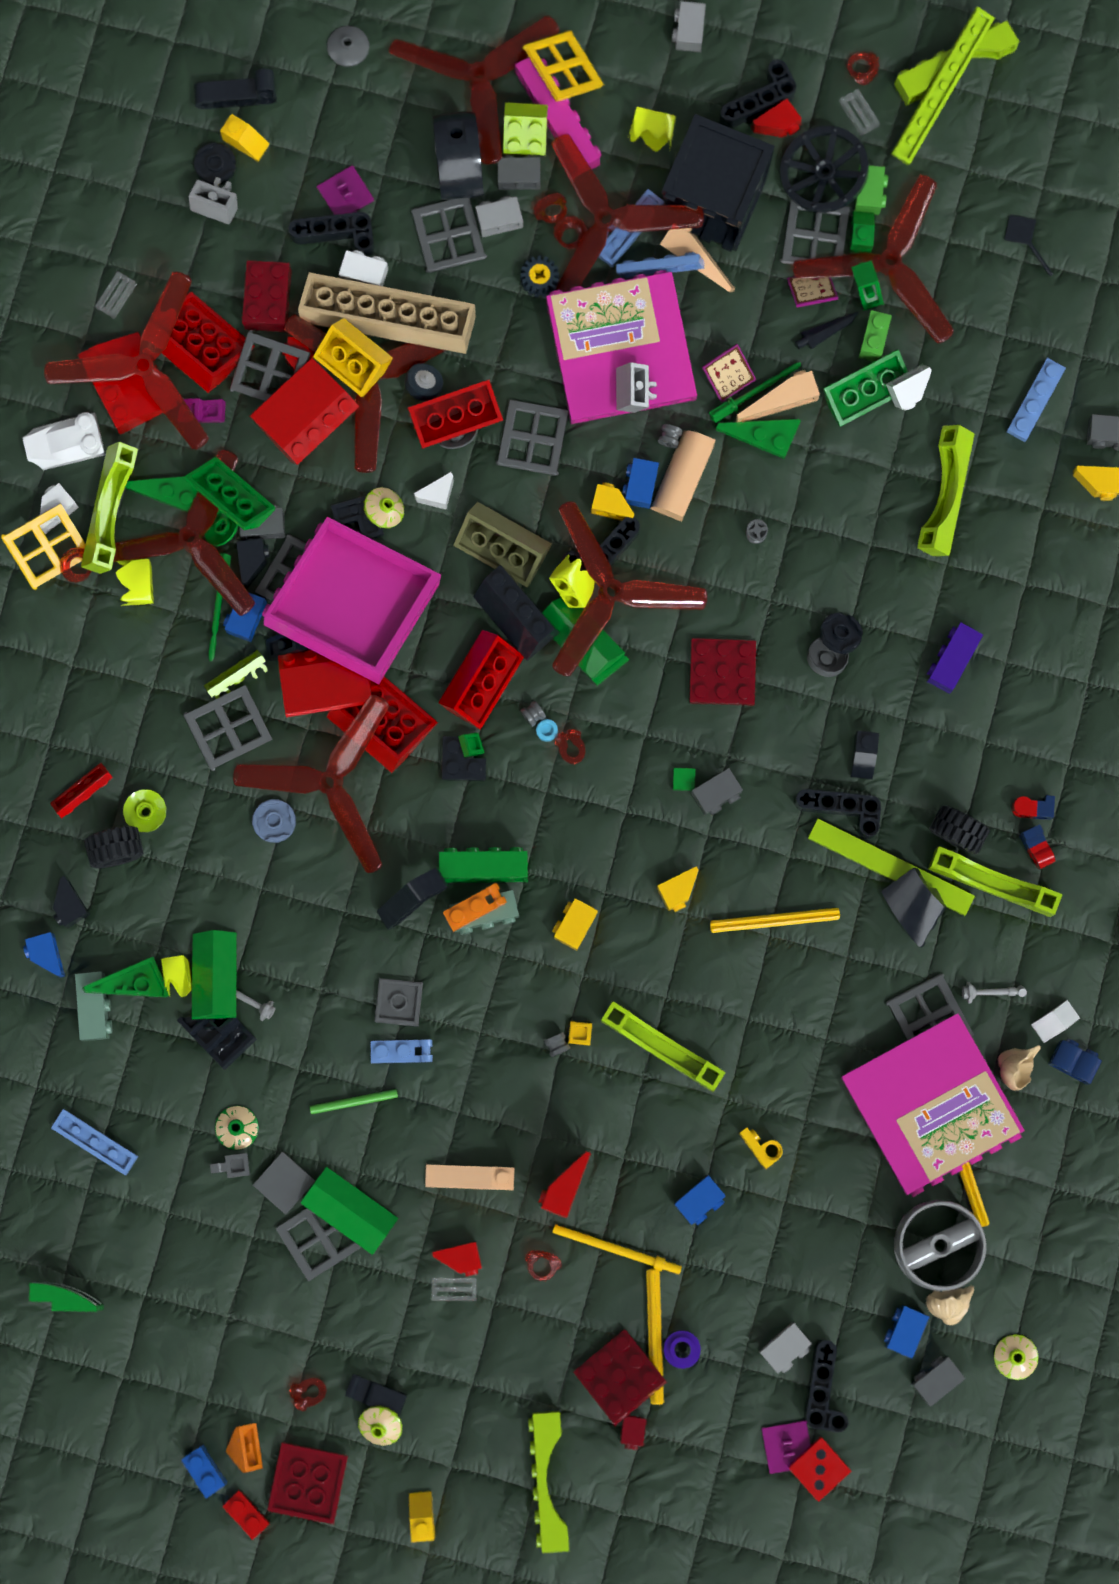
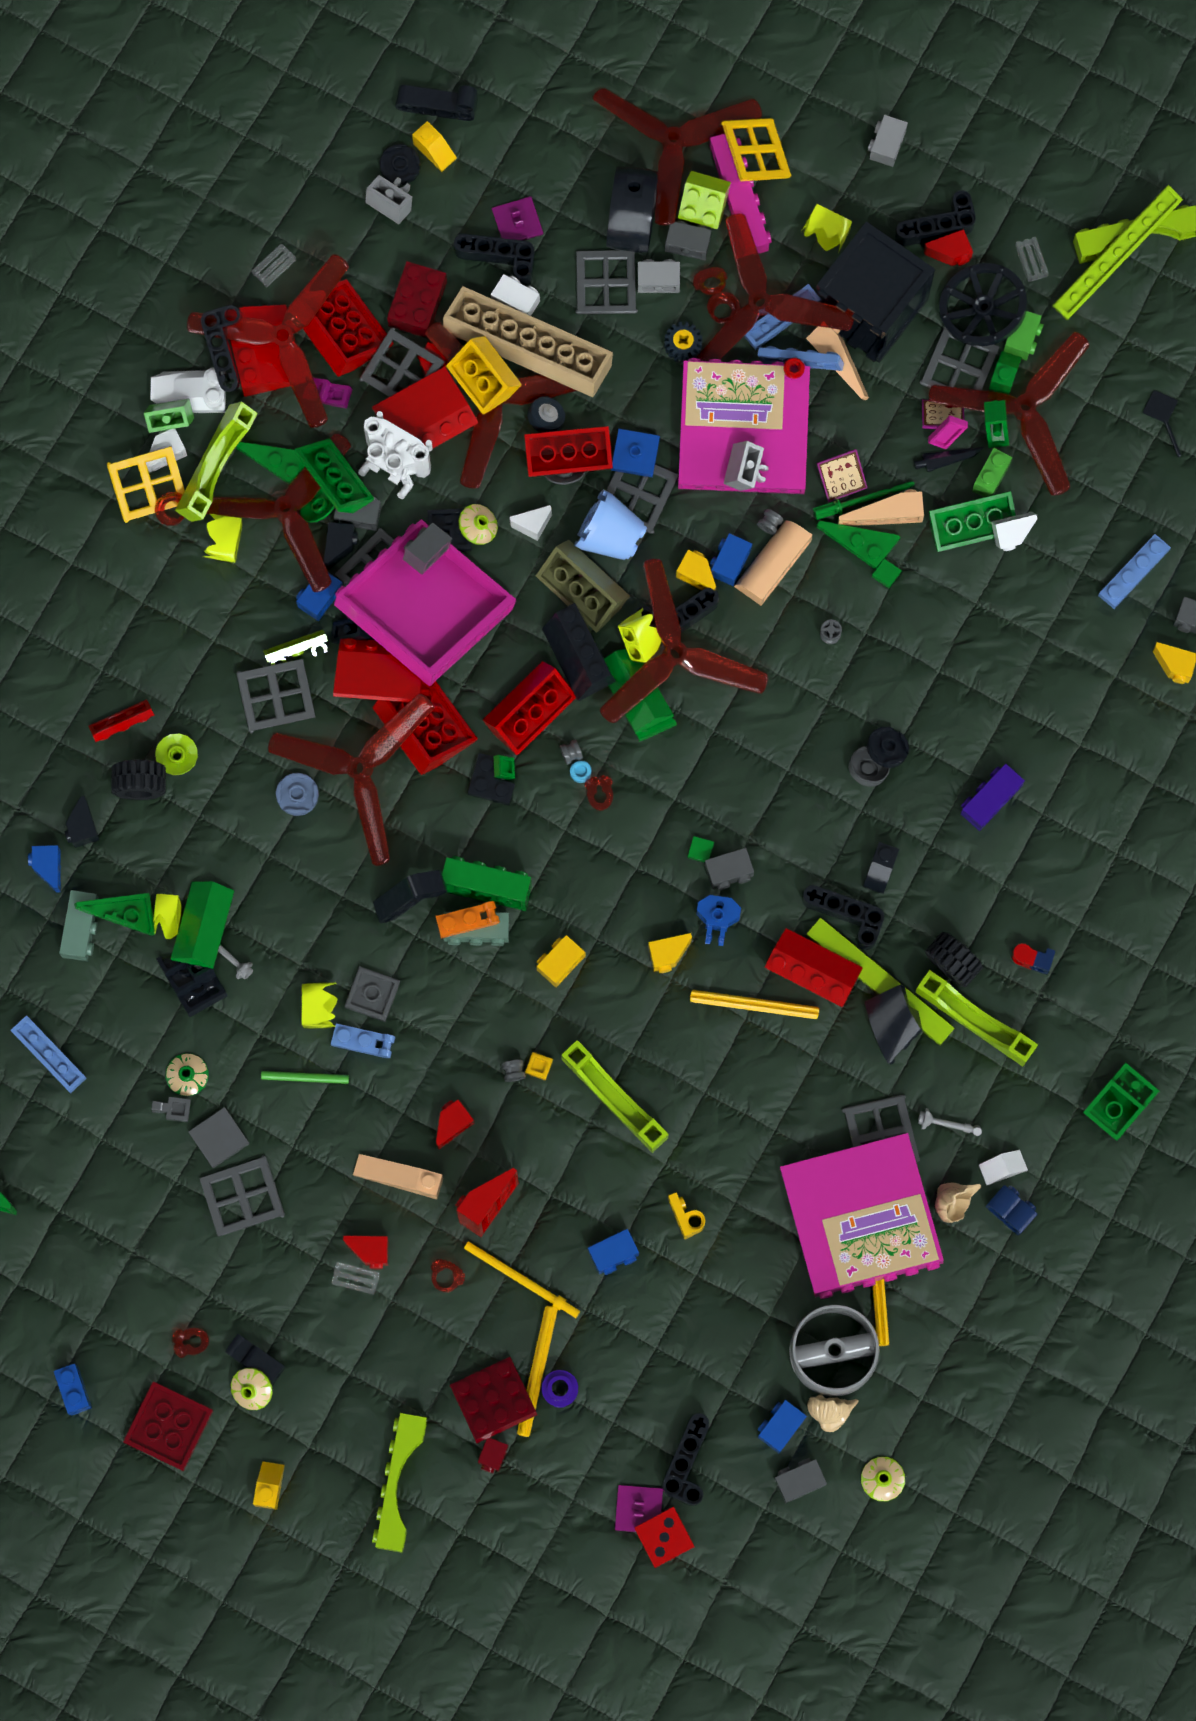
camera: 15 degrees right, 5 degrees down
(50, 472) = (169, 415): none -> bright green brick
(89, 393) = (224, 349): none -> black beam
(216, 617) = (292, 587): green piece -> none
(245, 1448) = (117, 1378): orange slope -> none
(246, 1514) = (101, 1442): red plate -> none
(285, 457) = (395, 453): none -> white piece
(341, 545) = (426, 548): none -> dark grey brick
(347, 1028) = (317, 1006): none -> neon yellow piece
(349, 1210) = (274, 1178): green slope -> none
(351, 54) = (555, 92): dark grey dish -> none
(510, 1111) = (452, 1122): none -> red slope
(516, 481) = (610, 528): none -> light blue cone
(521, 398) = (635, 453): none -> blue plate
(657, 271) = (794, 362): none -> red plate
(720, 844) = (718, 918): none -> blue hinge
(722, 672) = (764, 757): dark red plate -> none
(785, 1348) = (660, 1412): light grey brick -> none
(796, 460) = (886, 573): none -> green tile
(822, 305) = (948, 432): none -> dark pink tile
(824, 870) = (813, 967): none -> red slope
(864, 78) = (1046, 228): clear red piece -> none
(955, 452) = (1042, 601): lime arch -> none
(1037, 847) = (1027, 995): leg -> none

